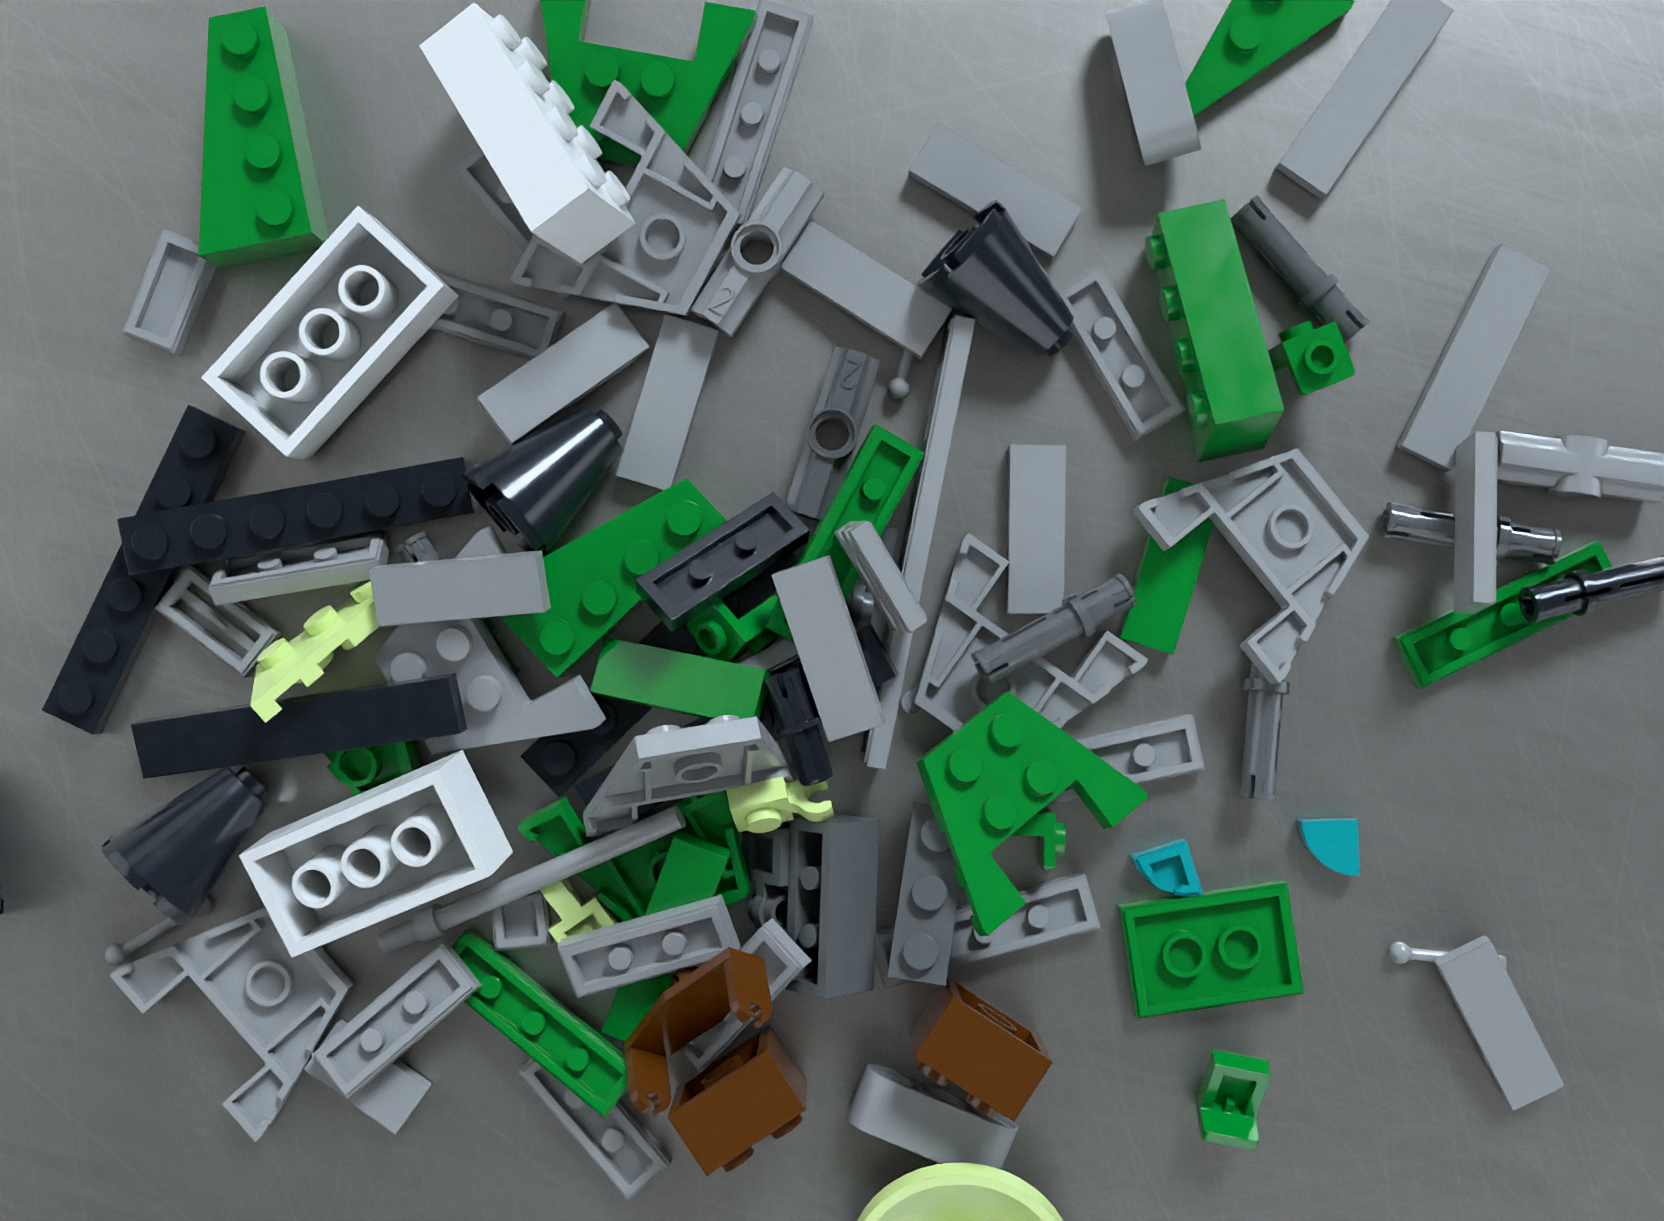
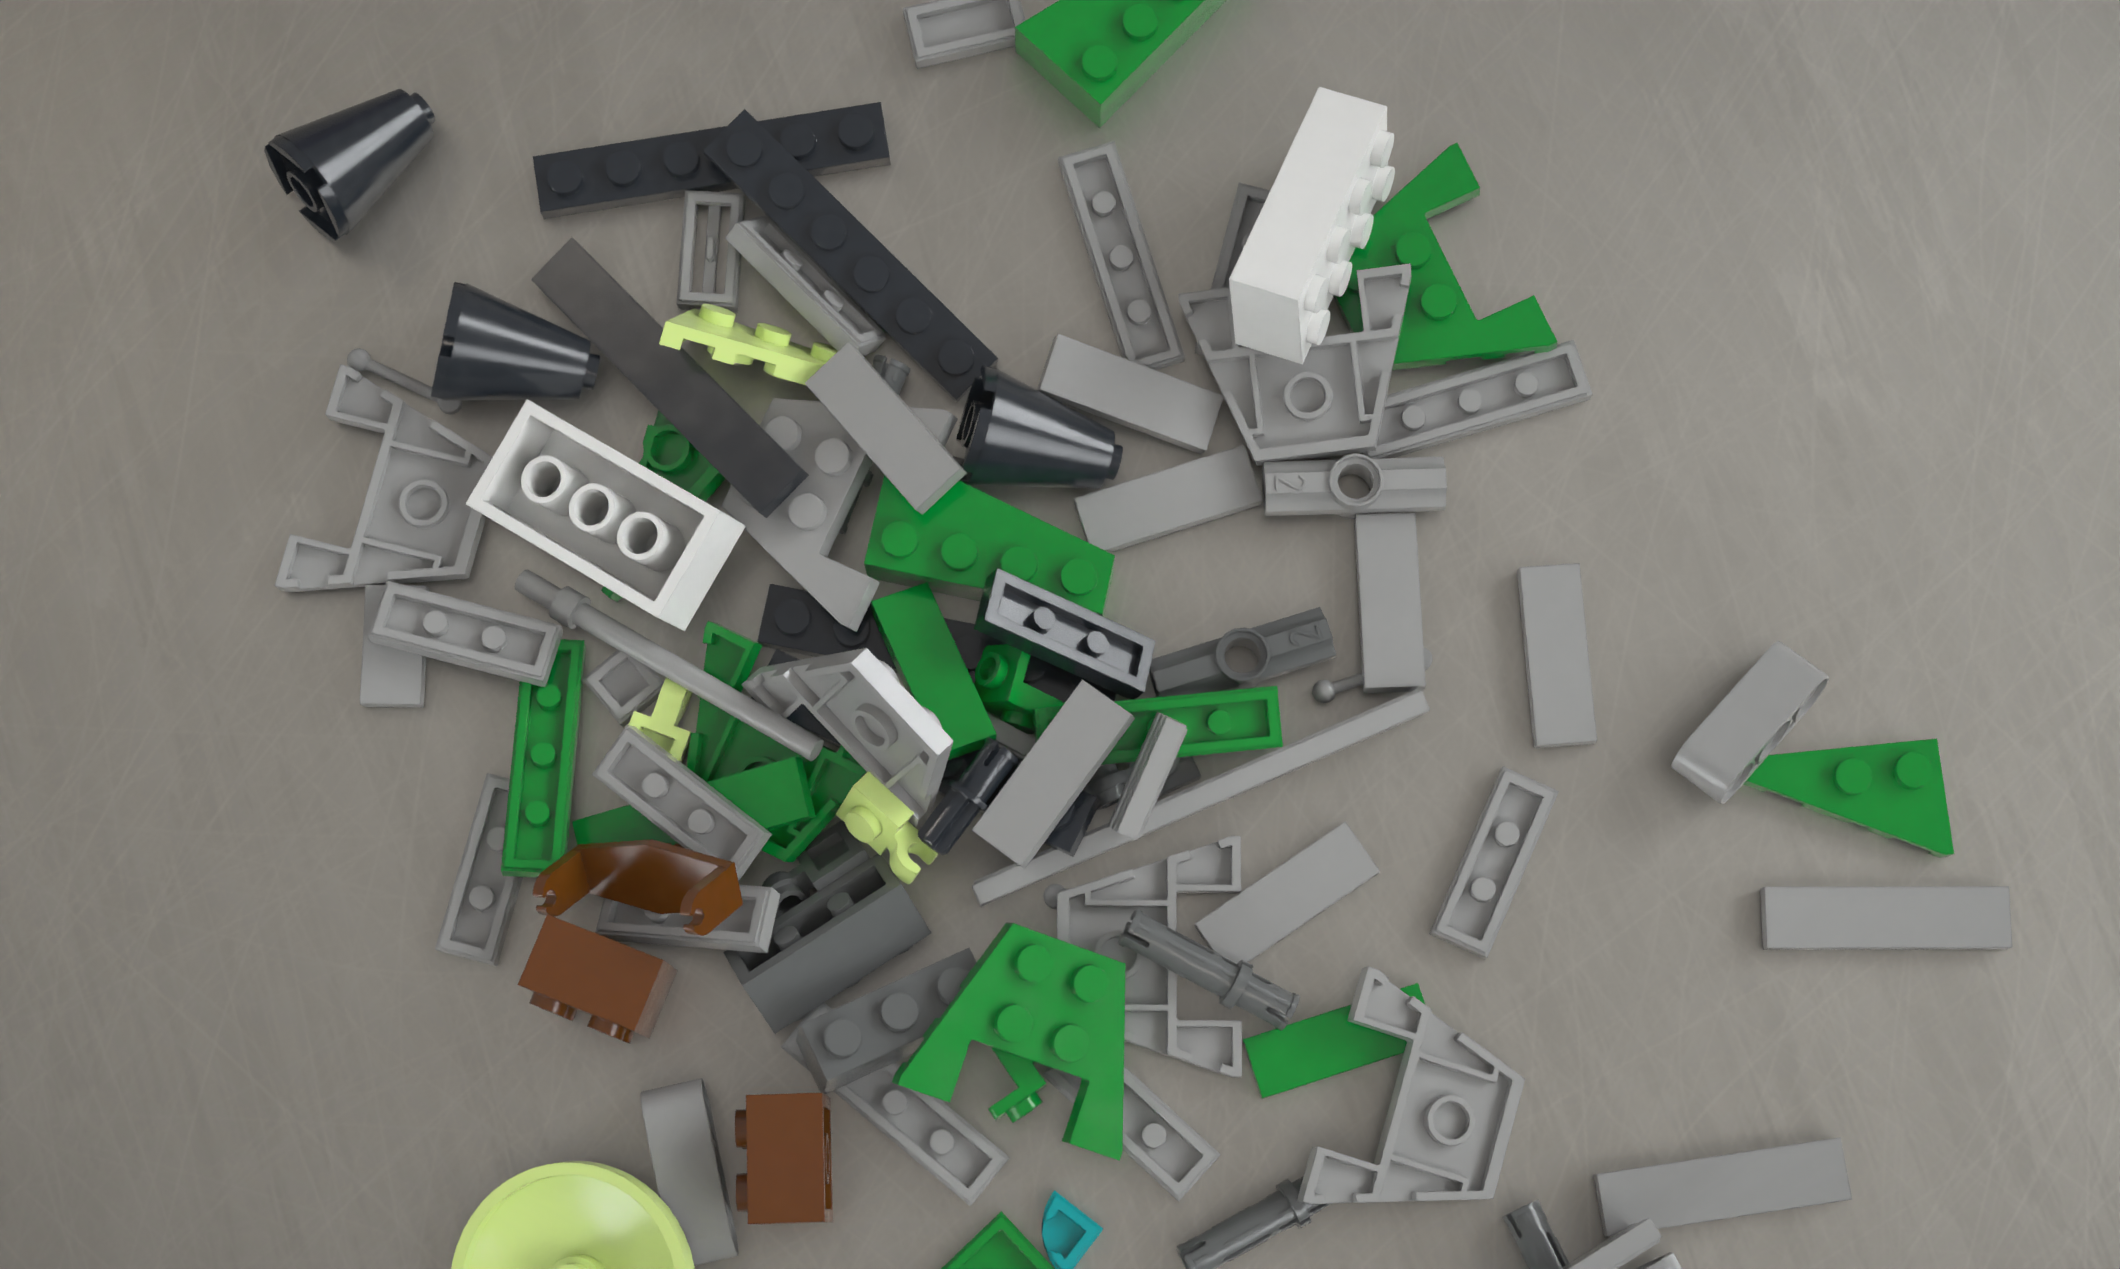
camera: 60 degrees right, 10 degrees down
(330, 336) = (1024, 179): white brick -> none
(1000, 283) = (1476, 714): black cone -> none
(1214, 331) = (1570, 930): green wedge -> none
(1298, 269) = (1678, 995): dark grey pin -> none
(1313, 356) = (1613, 1031): green bracket -> none

